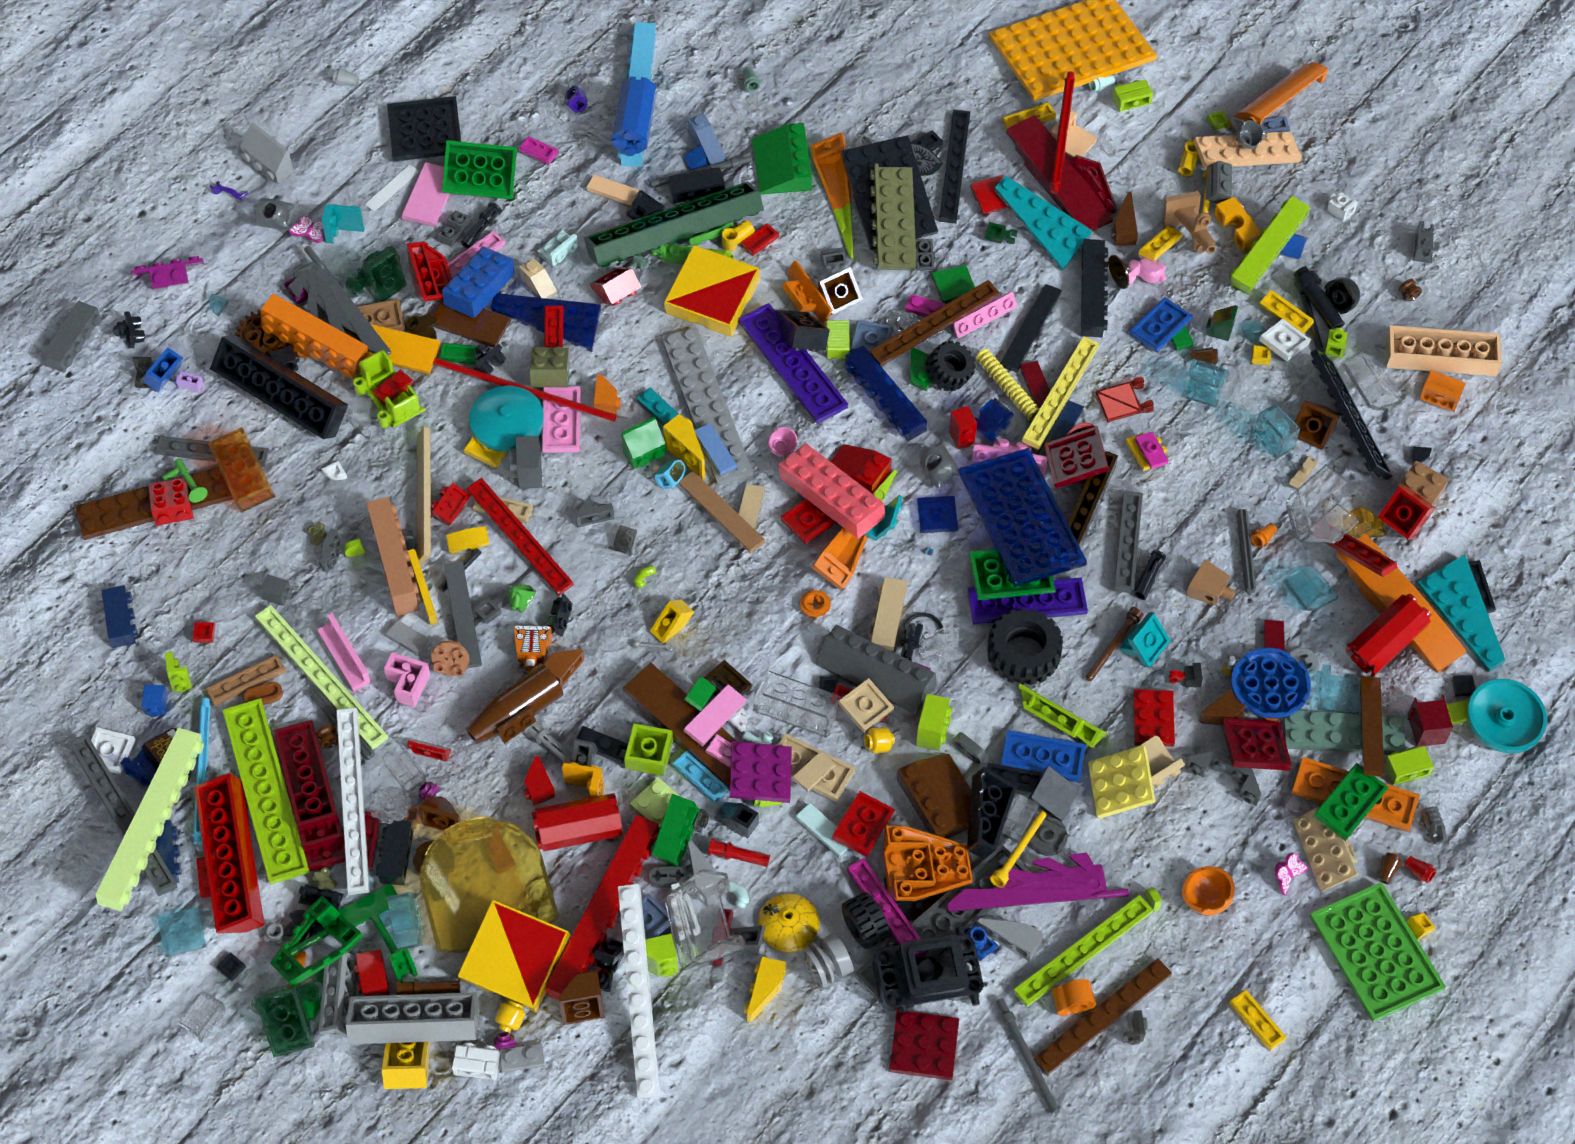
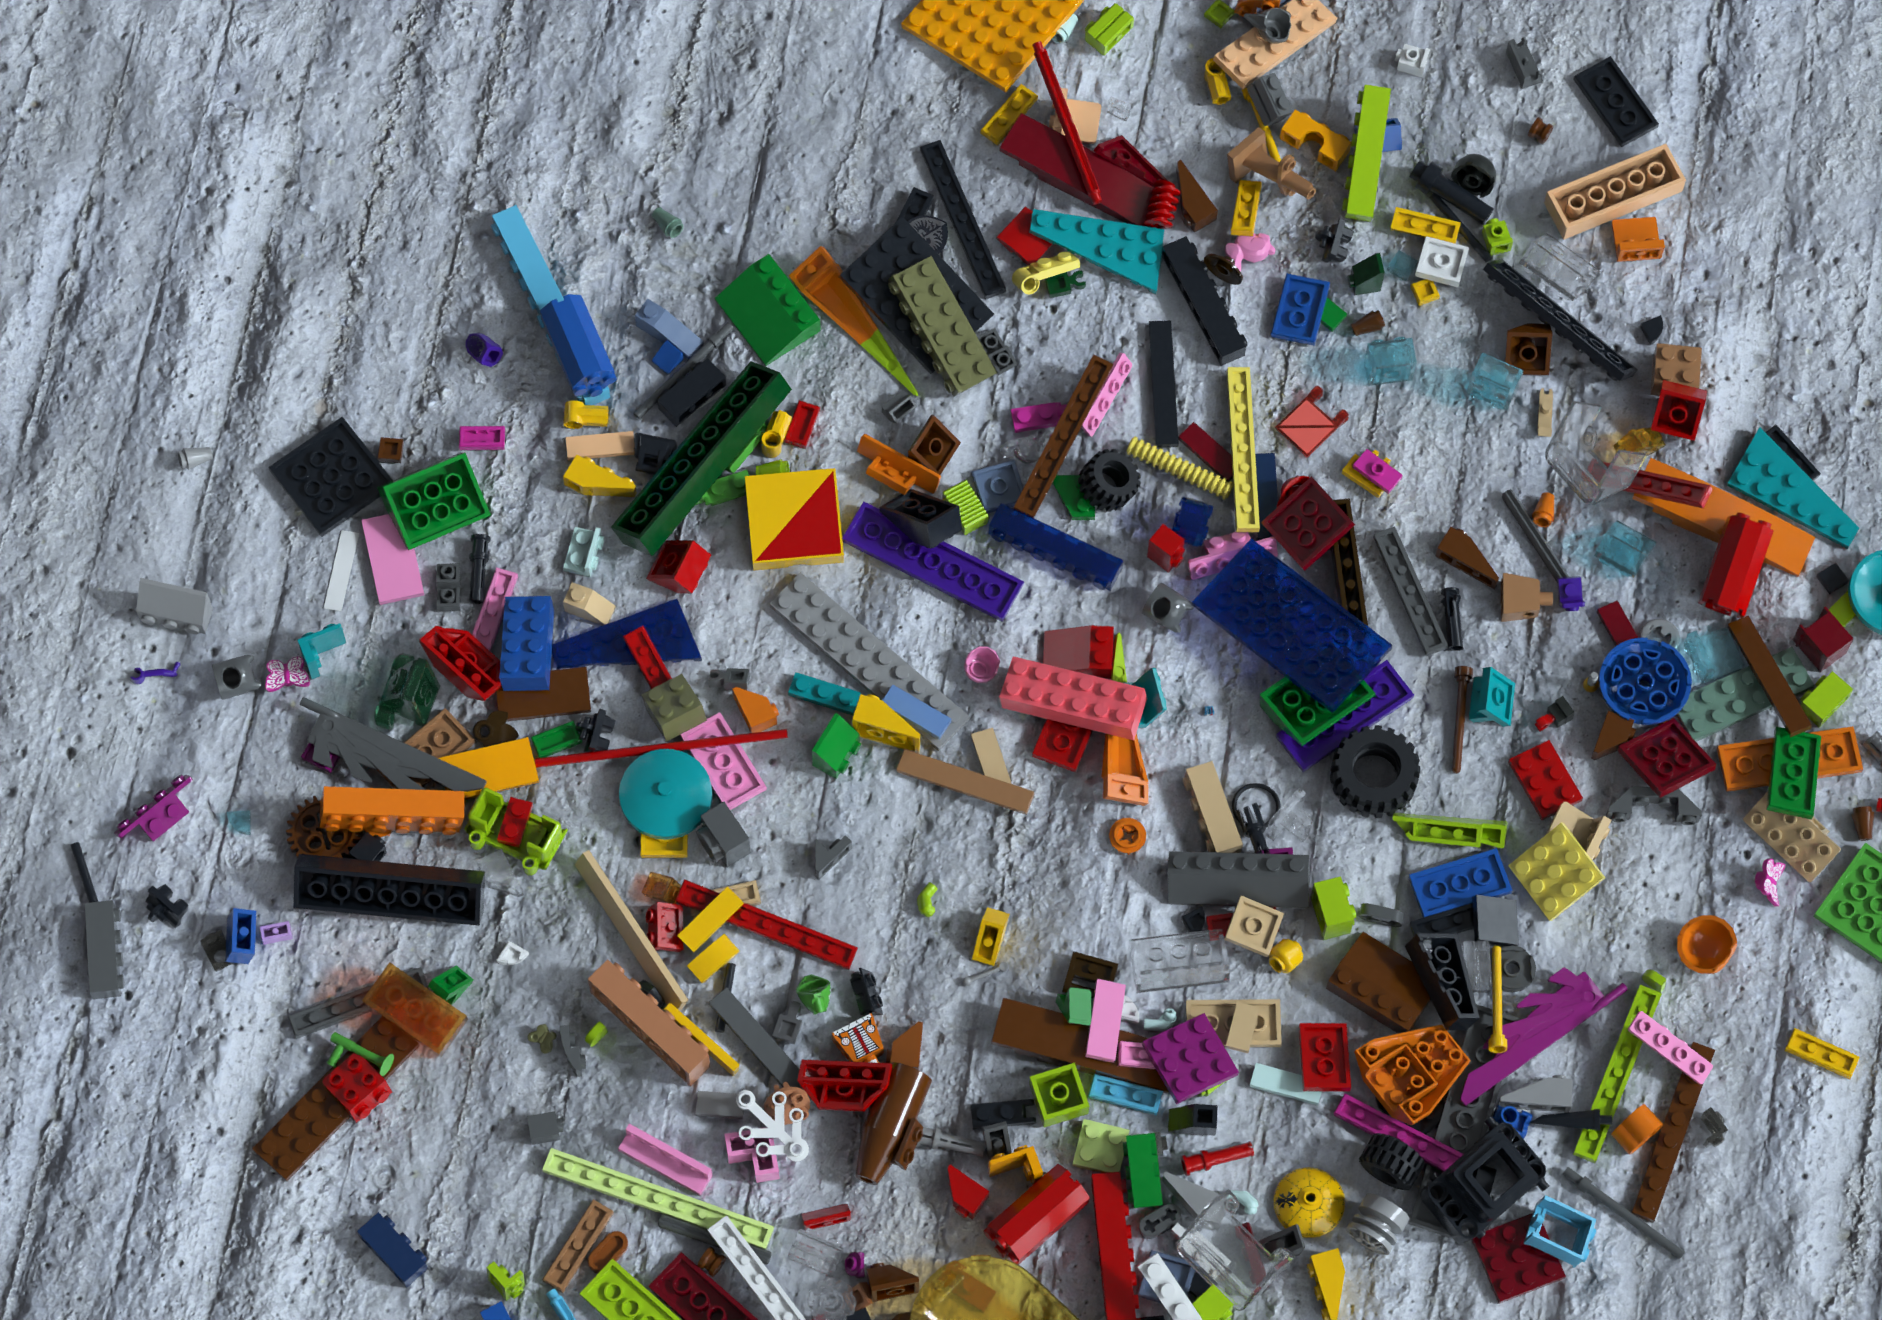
camera: 30 degrees left, 10 degrees up
(96, 285) = (84, 873): none -> black bar
(204, 632) = (497, 1217): red plate -> none
(278, 468) = (450, 984): none -> green slope
(428, 664) = (775, 1128): none -> white plant
(463, 477) = (661, 888): none -> clear orange bracket
(473, 130) = (390, 450): none -> reddish brown plate
(481, 511) = (710, 919): none -> yellow tile
(497, 661) = (843, 1083): none -> red wedge
(592, 206) = (594, 480): none -> yellow slope
(605, 370) = (730, 679): none -> dark grey plate
(612, 165) = (579, 415): none -> yellow piece
(624, 540) = (882, 871): clear smoke bracket -> none
(638, 261) = (687, 522): sand green hand -> none
(670, 474) = (884, 766): medium azure rock -> none
(937, 514) = (1193, 663): clear blue plate -> none
(952, 283) = (1049, 372): green tile -> none
(978, 1029) = (1566, 1214): none -> medium azure window
(990, 216) = (1043, 269): none -> light yellow plate
(1034, 968) = (1582, 1119): none -> black bar
(1100, 214) = (1161, 205): none -> red piece
(1134, 949) = (1670, 1047): none -> bright pink bracket
(1182, 533) = (1464, 555): none -> reddish brown slope
(1209, 298) = (1330, 240): none -> black hips
(1250, 598) = (1570, 593): none -> dark purple bracket
(1480, 298) = (1616, 101): none -> black tile

